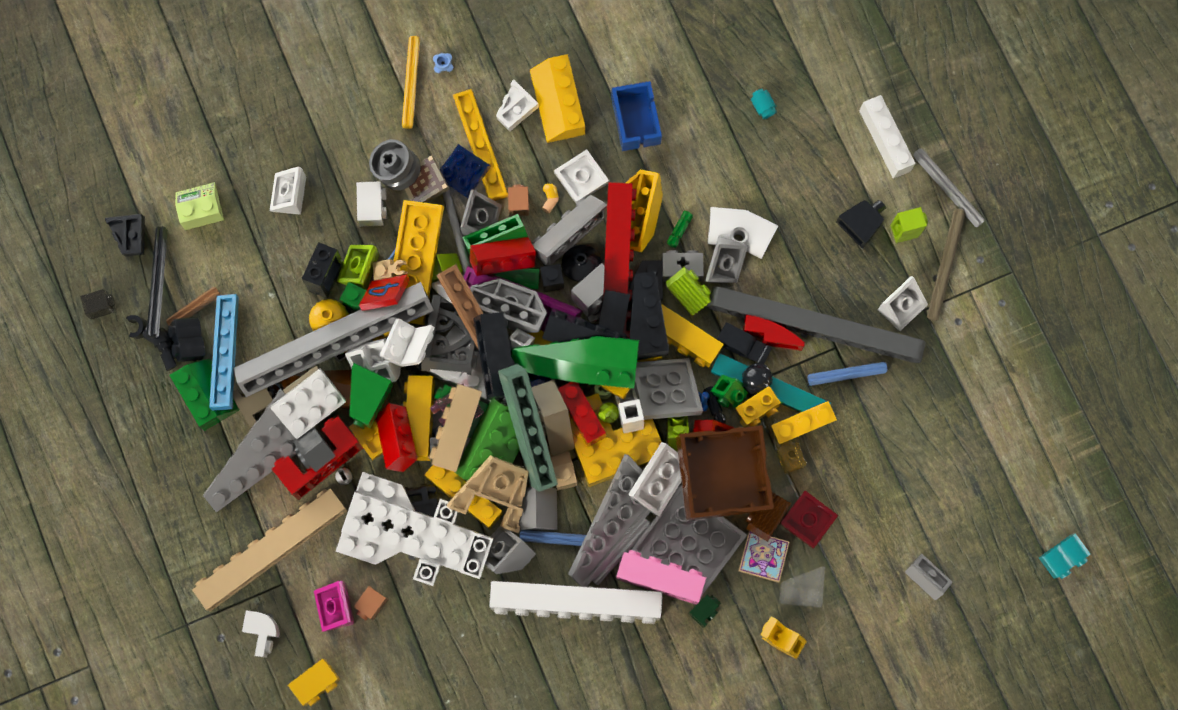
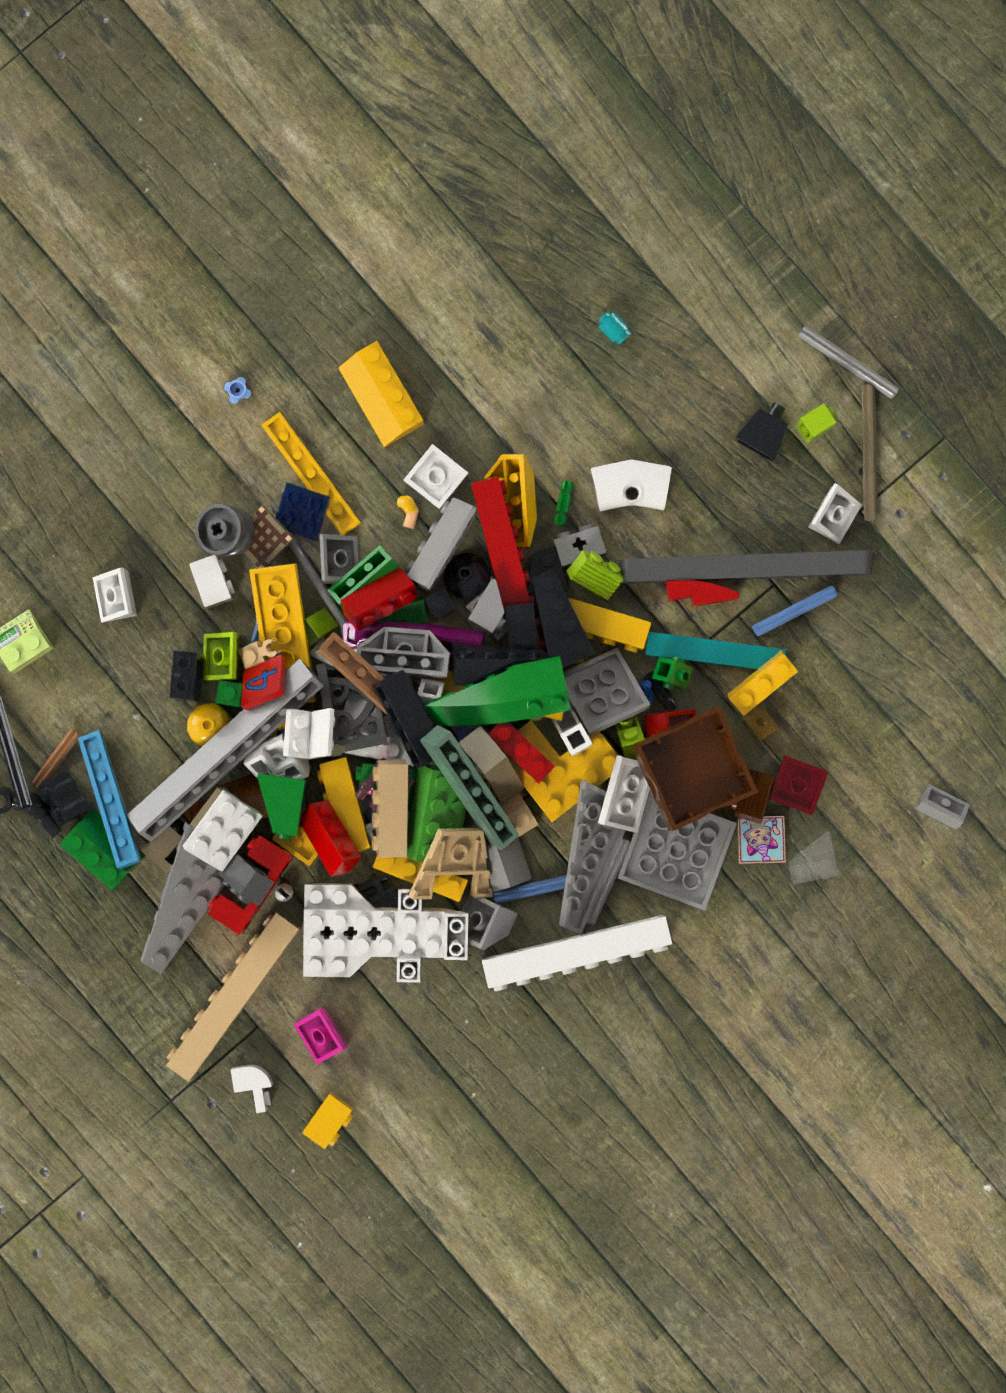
camera: 15 degrees left, 10 degrees up
(370, 604) = (358, 1020): nougat brick -> none
(410, 82) = (208, 424): yellow axle -> none
(516, 106) = (337, 417): white wing -> none
(518, 200) = (374, 526): nougat brick -> none
(608, 412) = (549, 740): lime plate -> none
(636, 116) = (475, 389): blue piece -> none
(661, 577) = (659, 901): bright pink brick -> none
(705, 610) = (715, 916): dark green brick -> none
(726, 261) = (626, 526): light grey slope -> none
(743, 344) = (672, 614): black piece -> none
(756, 378) = (698, 649): black hair -> none
(757, 407) = (707, 681): yellow bracket -> none
(783, 638) = (806, 921): yellow brick -> none
(887, 137) = (763, 325): white brick -> none

